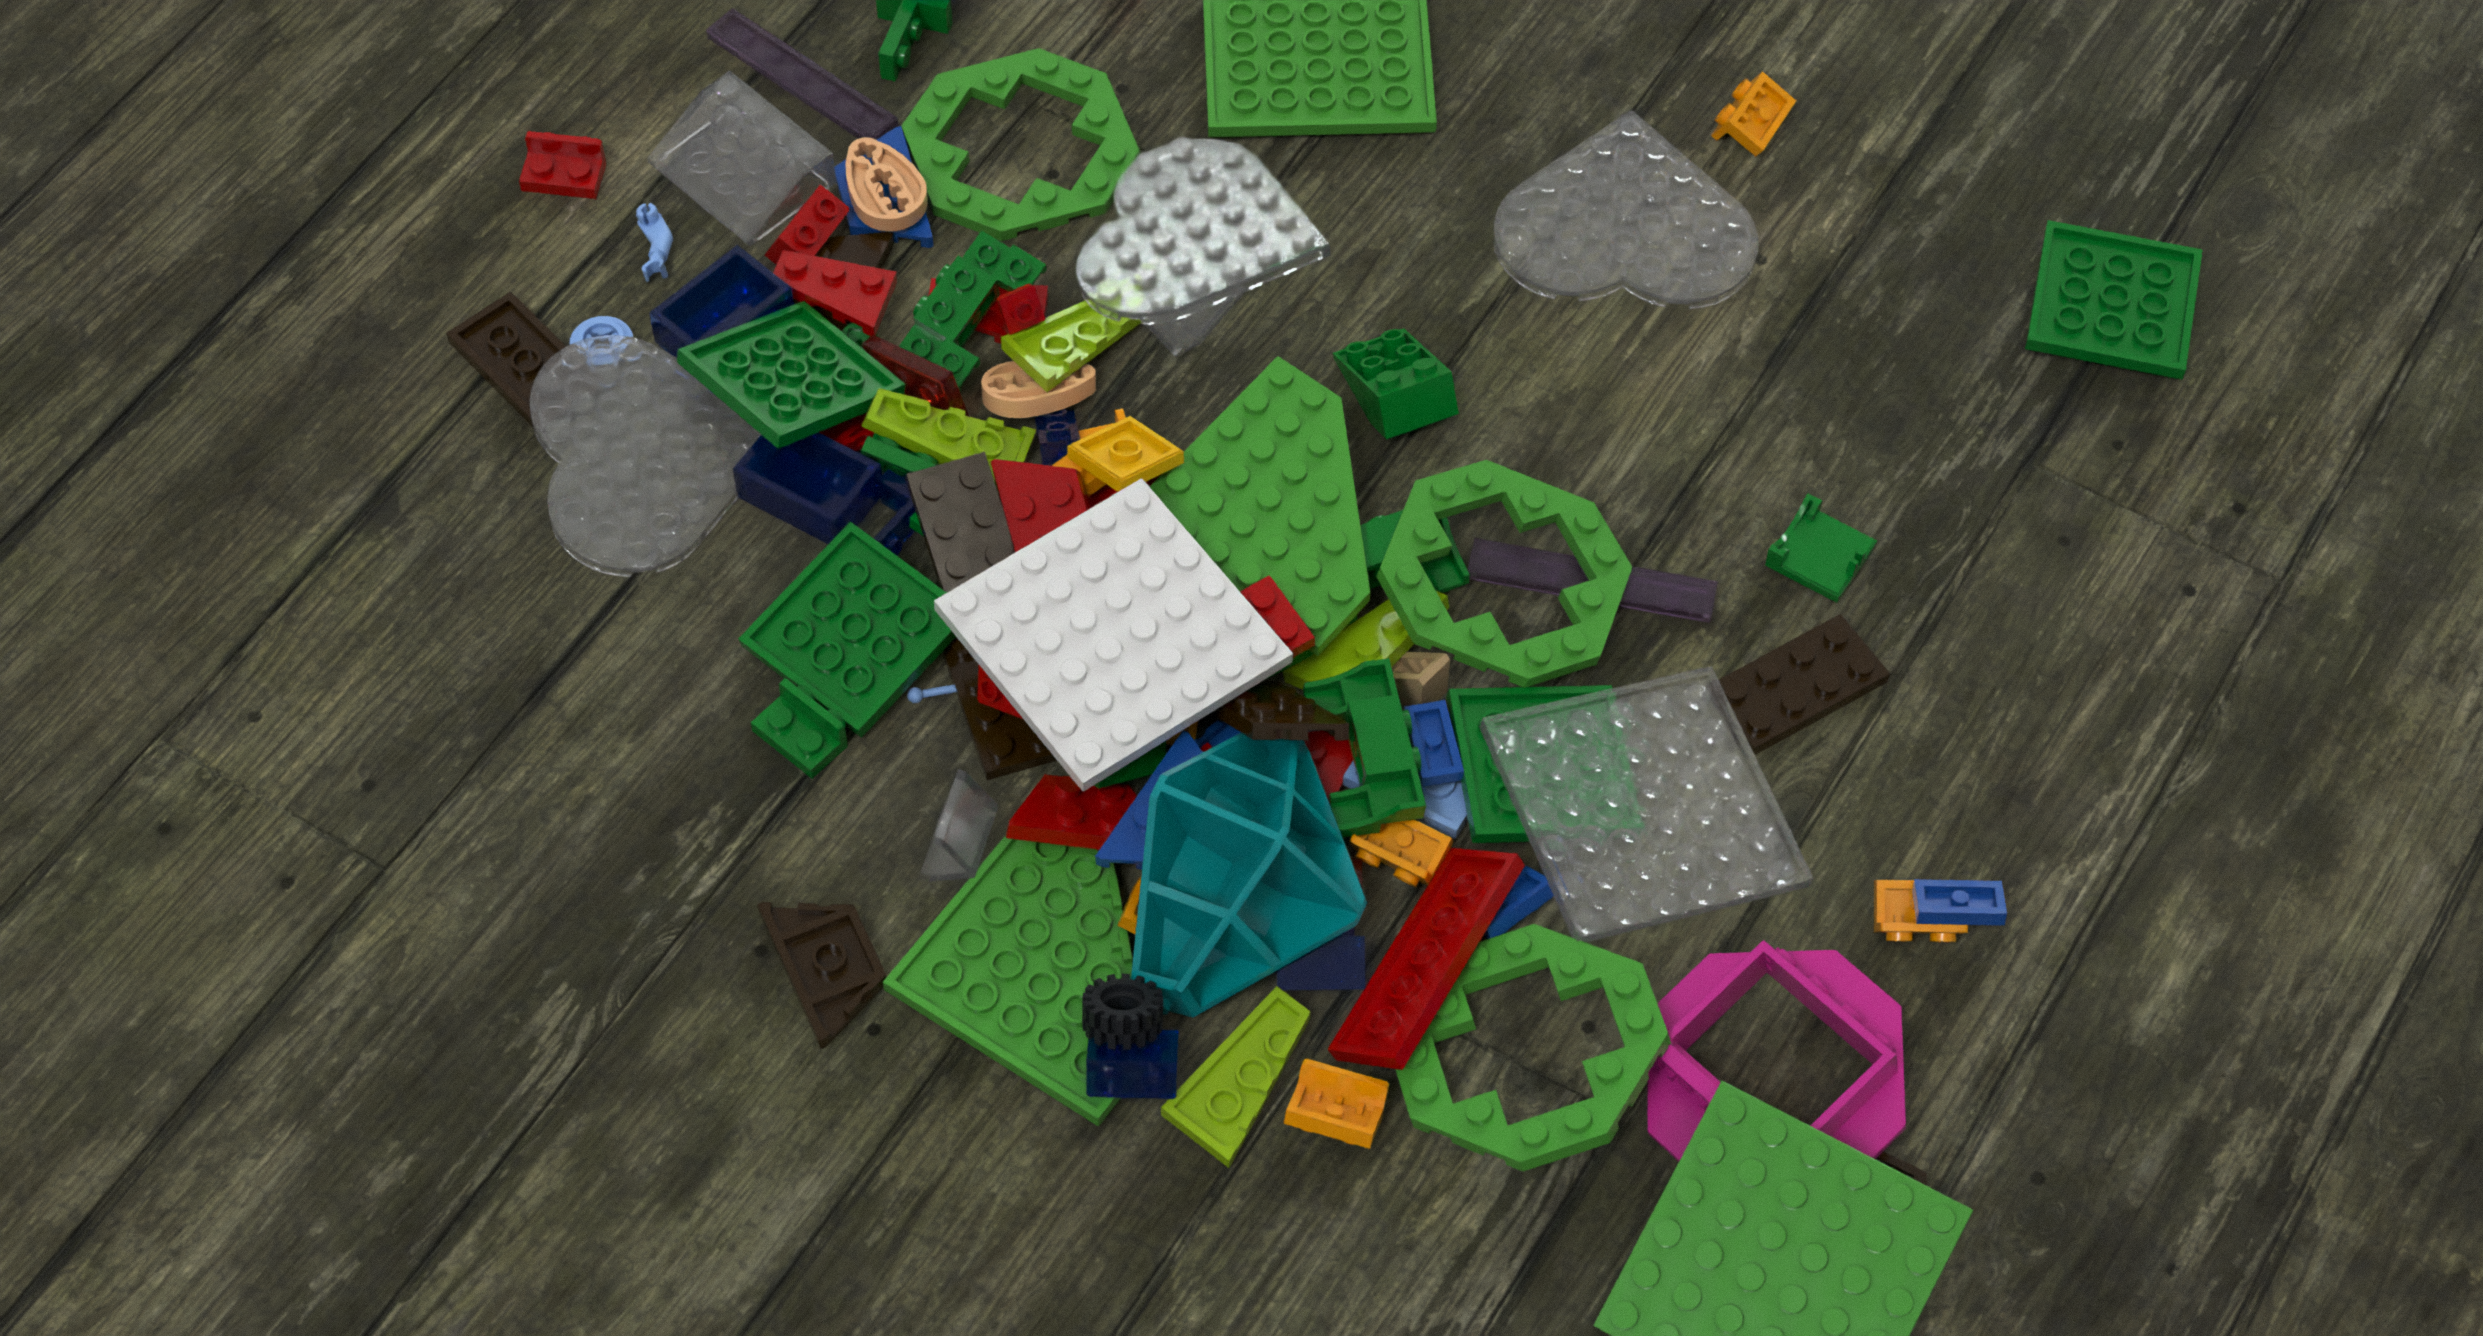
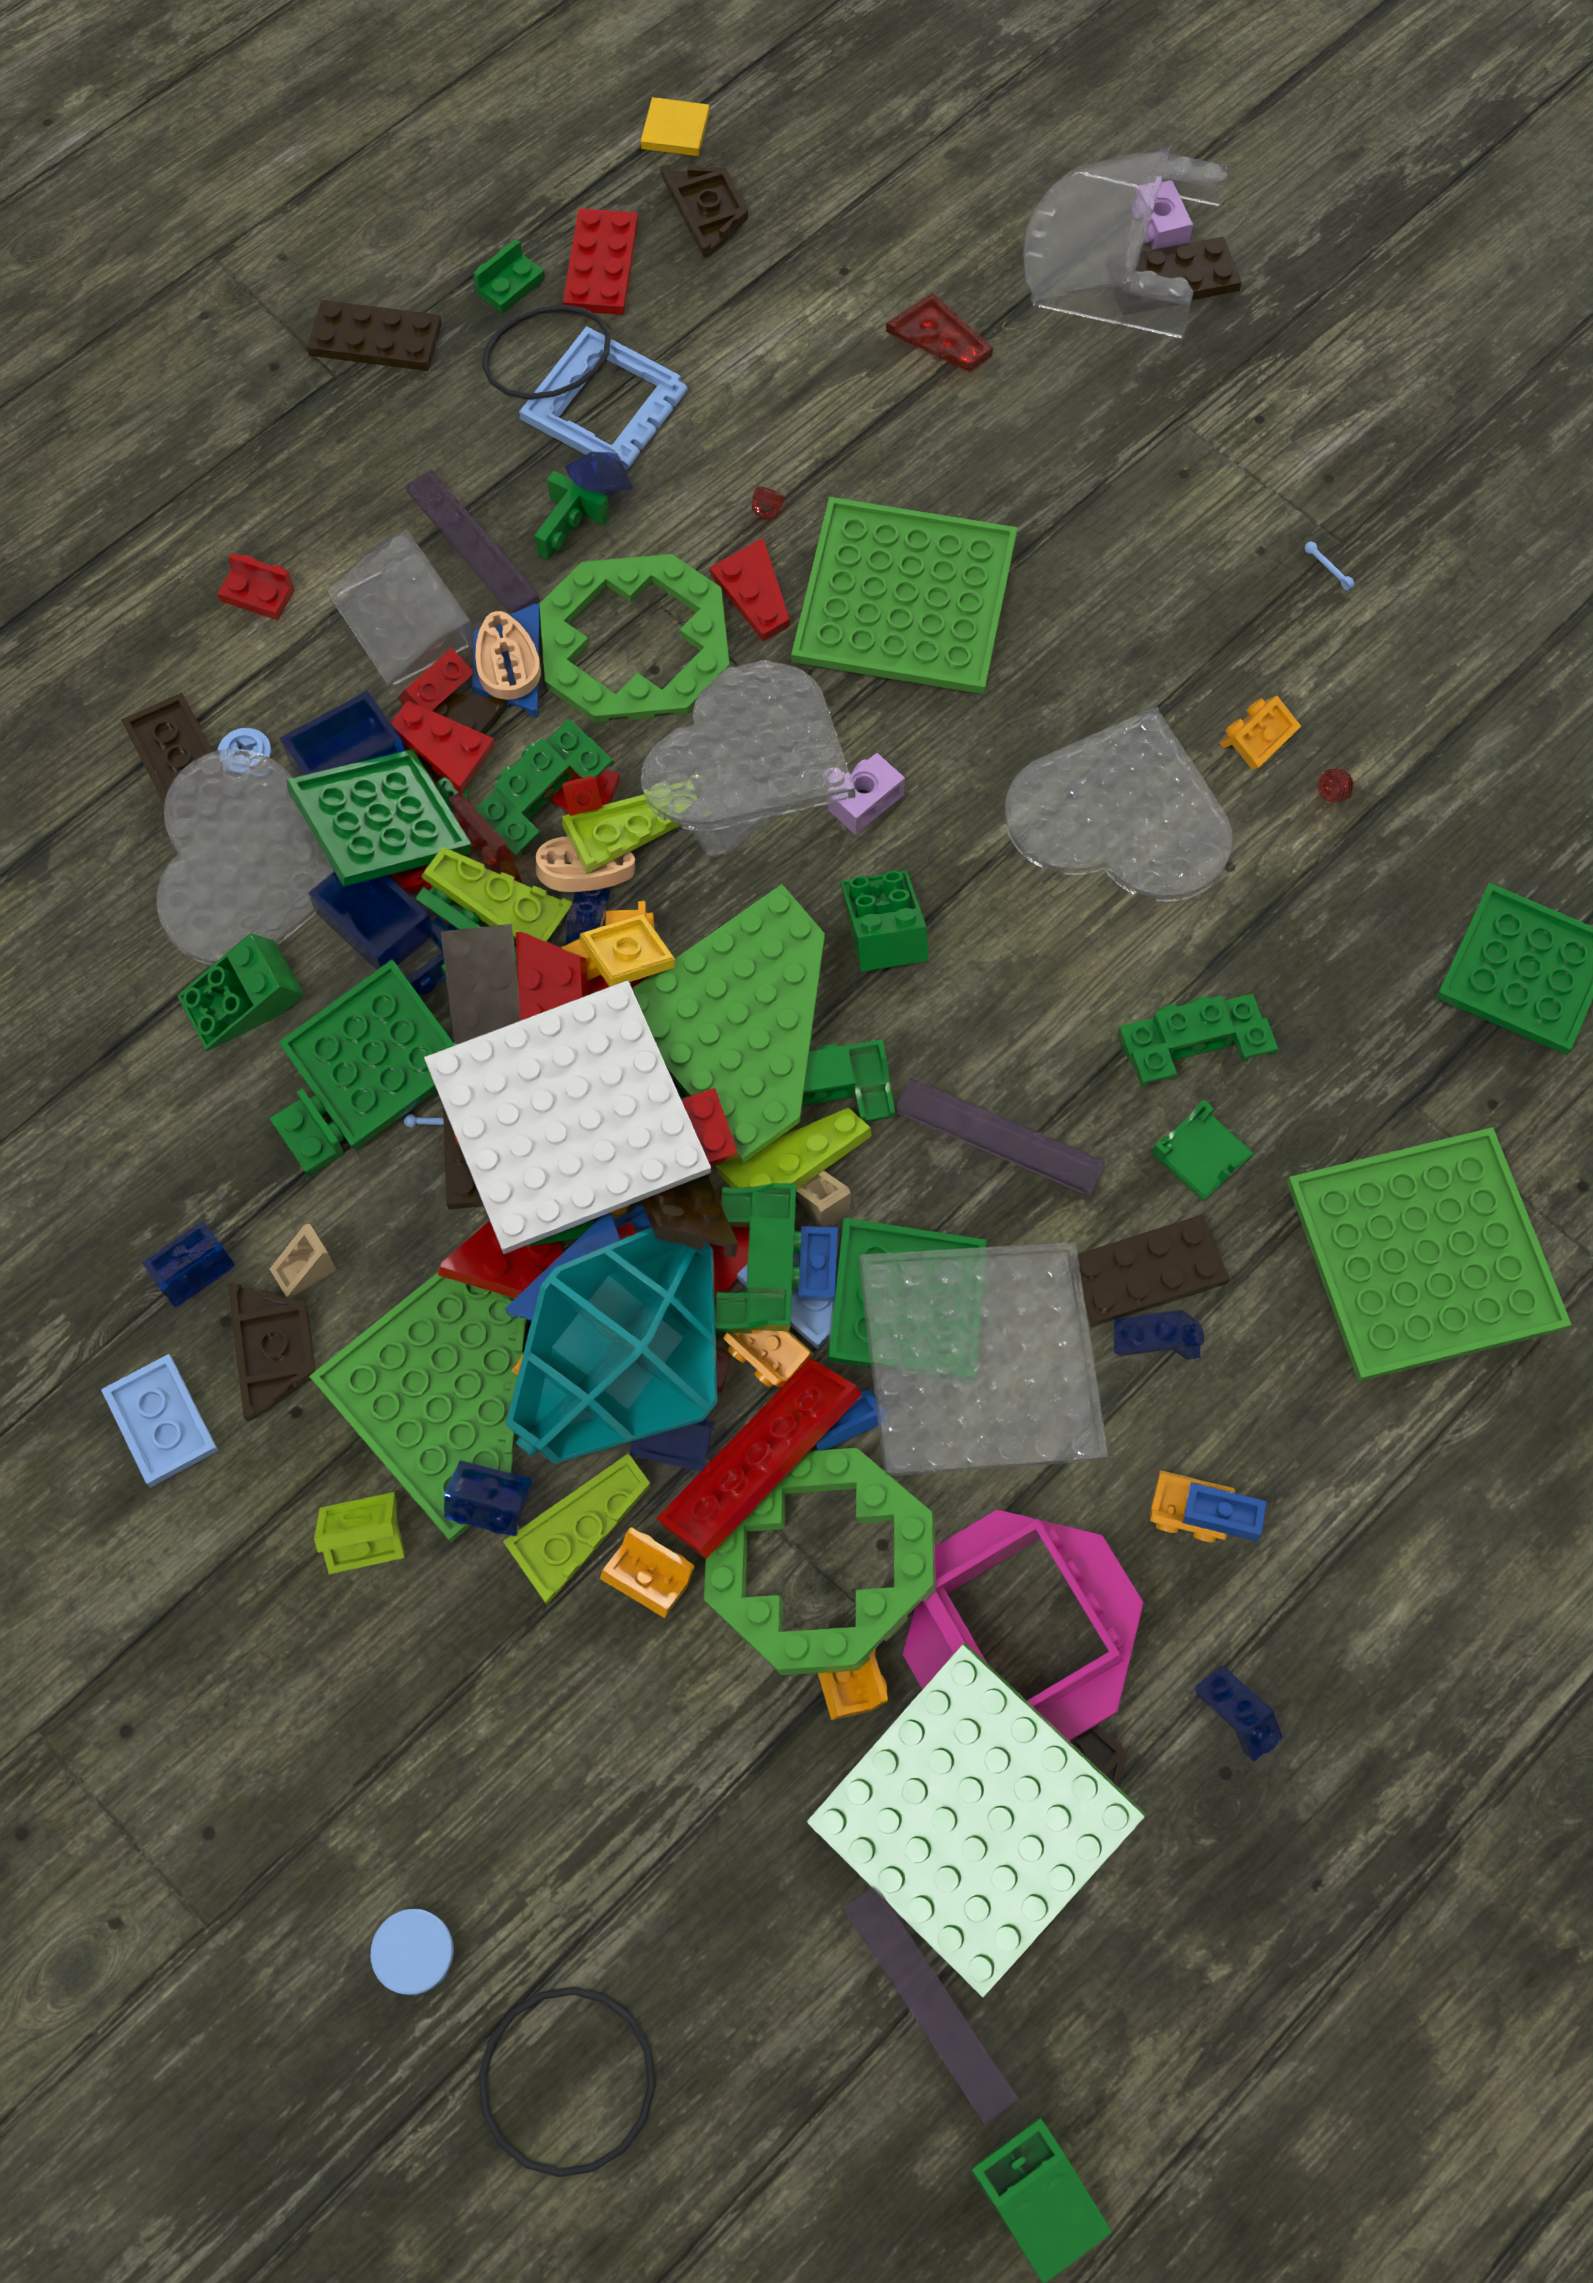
camera: 15 degrees right, 10 degrees up
(658, 235) = (317, 668): light blue arm -> none
(675, 596) = (240, 991): none -> green slope
(702, 894) = (188, 1264): none -> clear blue bracket
(718, 1067) = (159, 1420): none -> light blue plate
(839, 863) = (302, 1263): none -> tan slope
(960, 832) = (406, 1257): clear slope -> none
(994, 1135) = (359, 1533): none -> lime bracket
(1122, 1011) = (488, 1438): black tyre -> none
(1142, 69) = (753, 589): none -> red wing
(1351, 248) = (884, 789): none -> lavender brick
(1479, 639) = (881, 1178): bright green plate -> none
(1605, 1174) = (854, 1691): none -> light orange bracket
(1774, 429) = (1194, 1030): none -> green bracket
(1828, 741) = (1158, 1333): none -> clear blue bracket
(1852, 153) = (1335, 785): none -> clear red tile
(2045, 1102) = (1242, 1710): none -> clear blue bracket
(2094, 606) = (1427, 1254): none -> bright green plate

